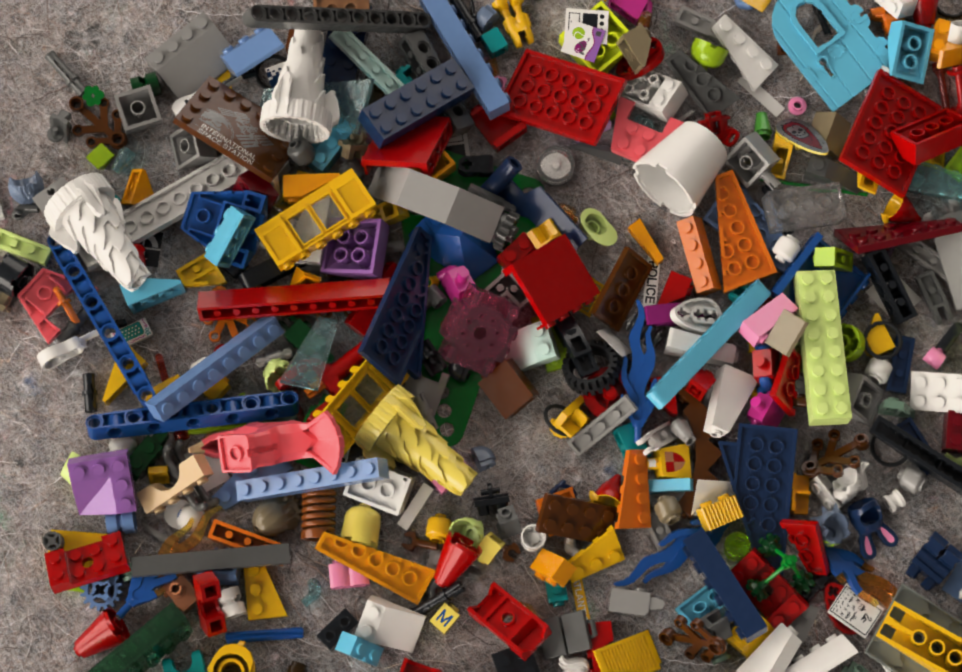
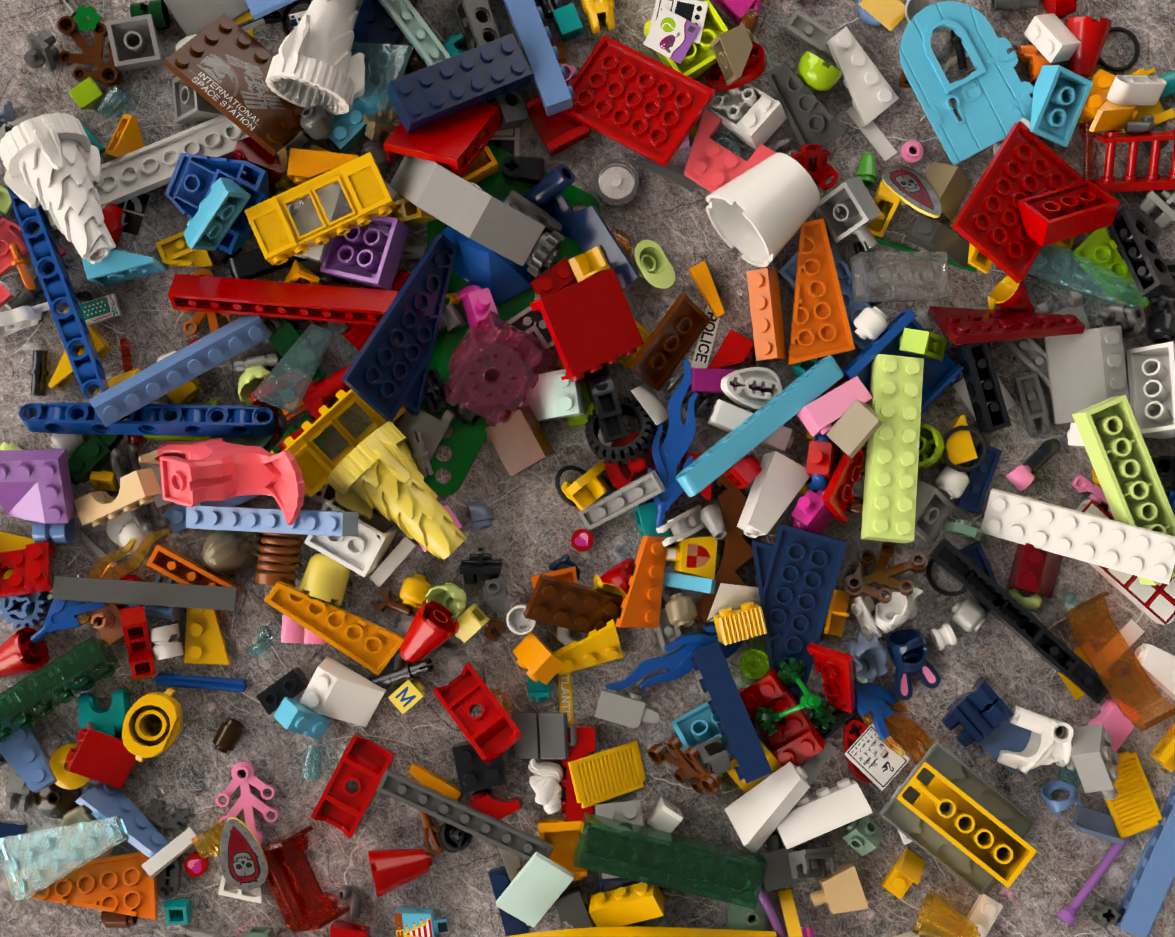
camera: 10 degrees right, 10 degrees up
(573, 465) = (582, 540): none -> red tile

